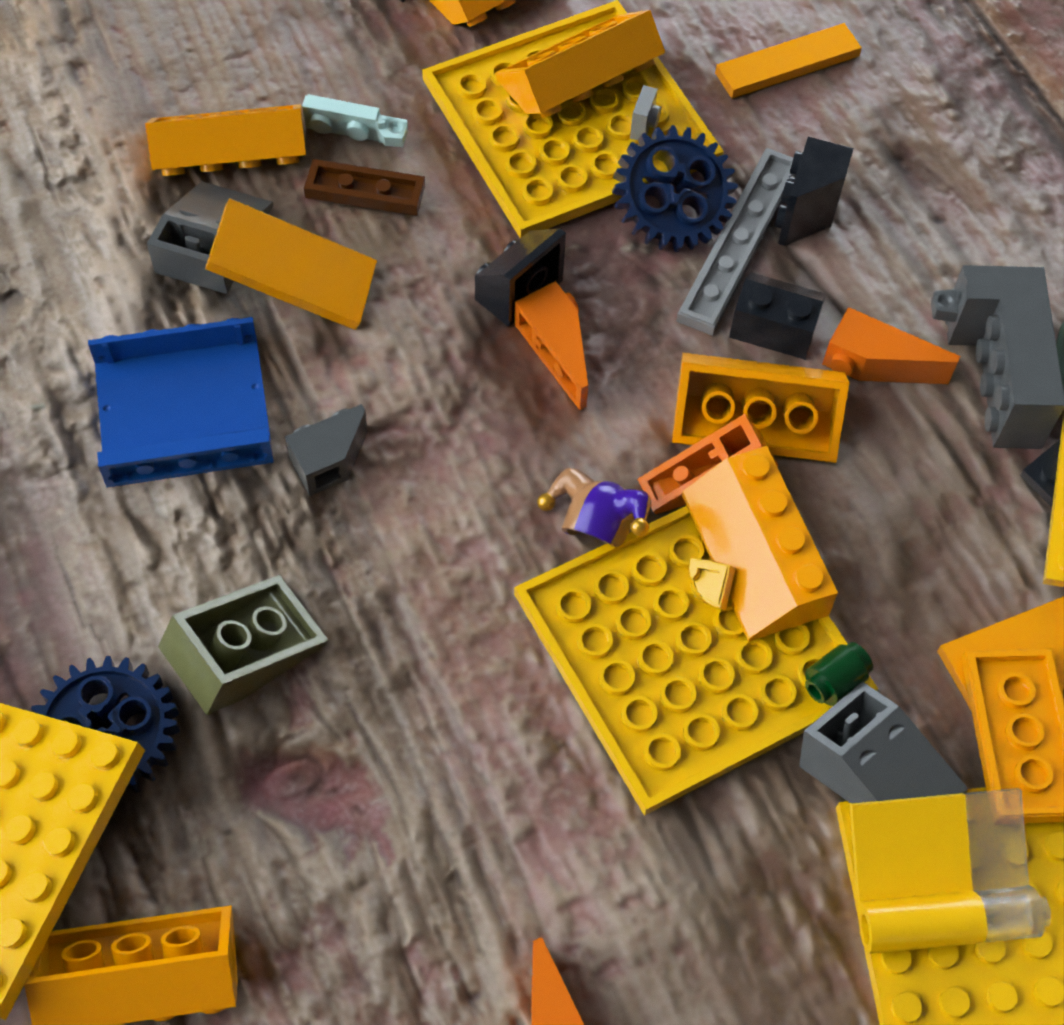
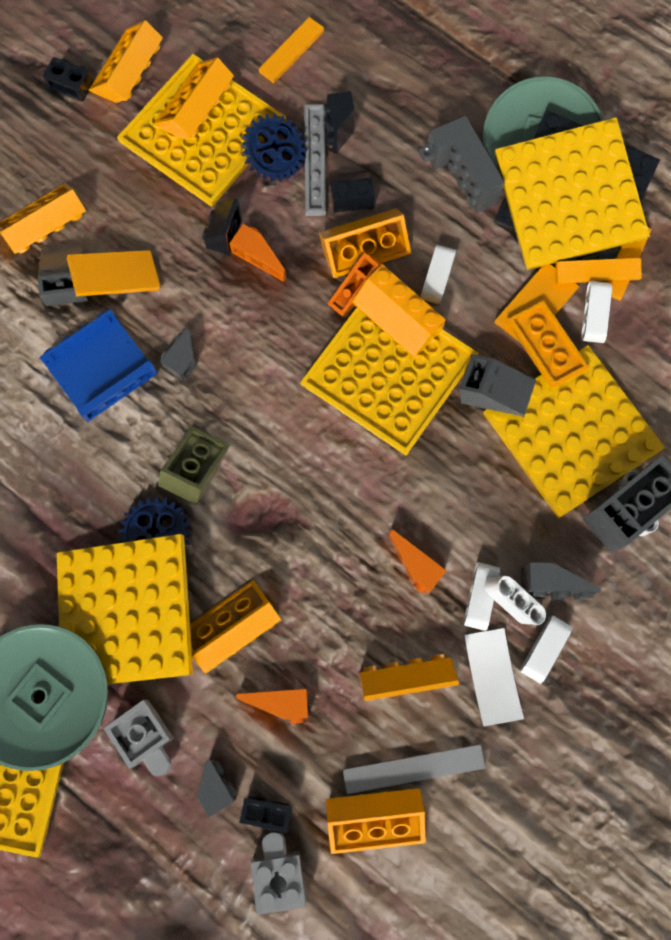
camera: 25 degrees left, 15 degrees up
(353, 120) = (98, 180): light aqua hinge -> none
(364, 187) = (123, 214): reddish brown plate -> none
(599, 507) = (319, 327): piece -> none
(646, 112) = (241, 114): light grey plate -> none
(712, 581) = (386, 338): yellow tile -> none
(838, 673) = (460, 355): dark green brick -> none
(867, 517) = (438, 274): none -> white beam
(882, 353) = (408, 189): orange slope -> none
(944, 871) = (542, 421): yellow door -> none

